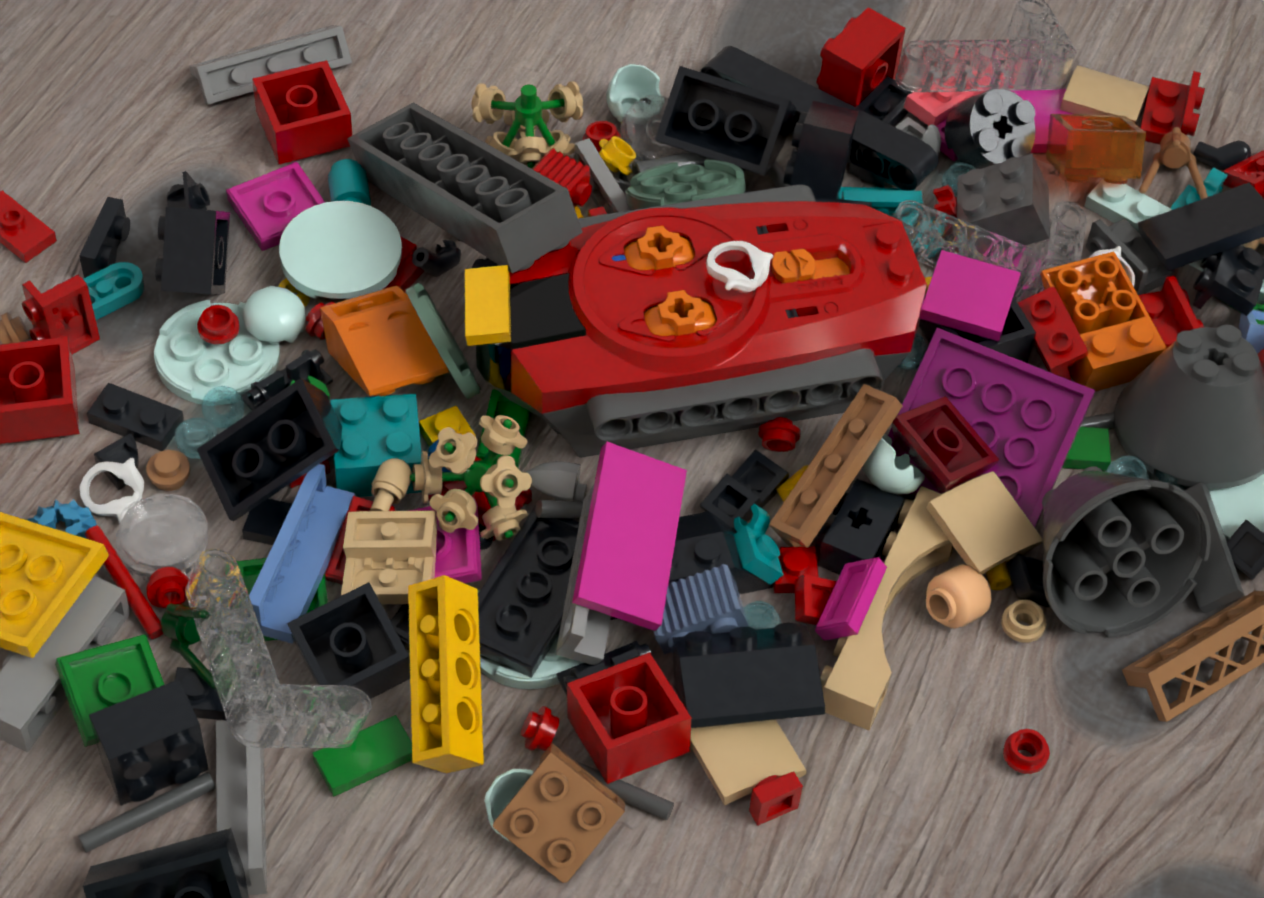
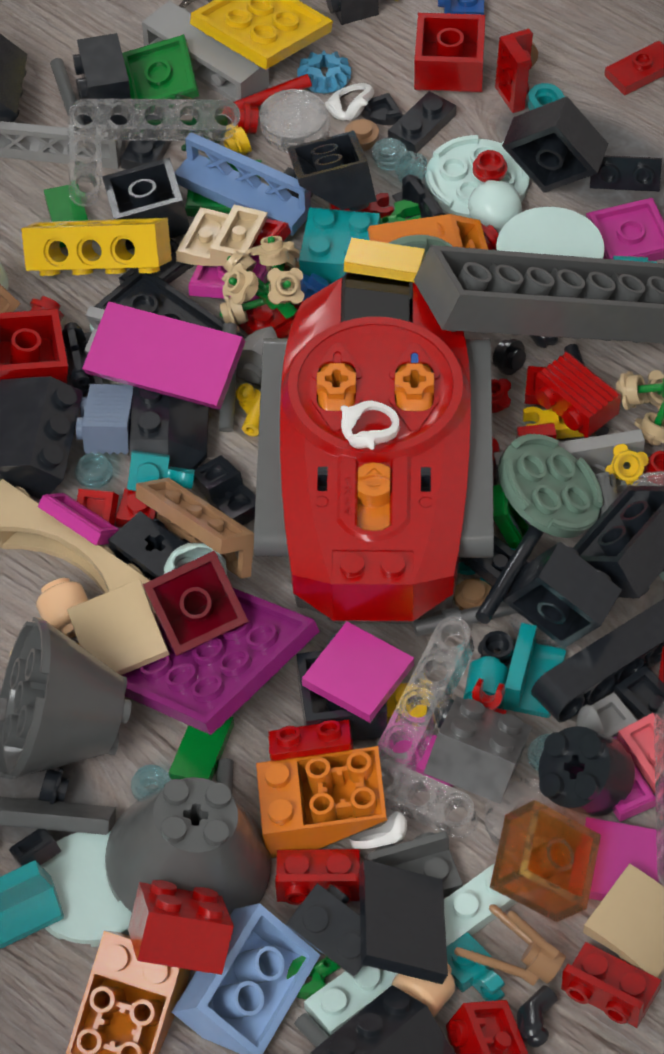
camera: 110 degrees right, 0 degrees up
(107, 233) = (608, 112): black plate -> none
(390, 484) = (285, 231): tan cylinder -> none

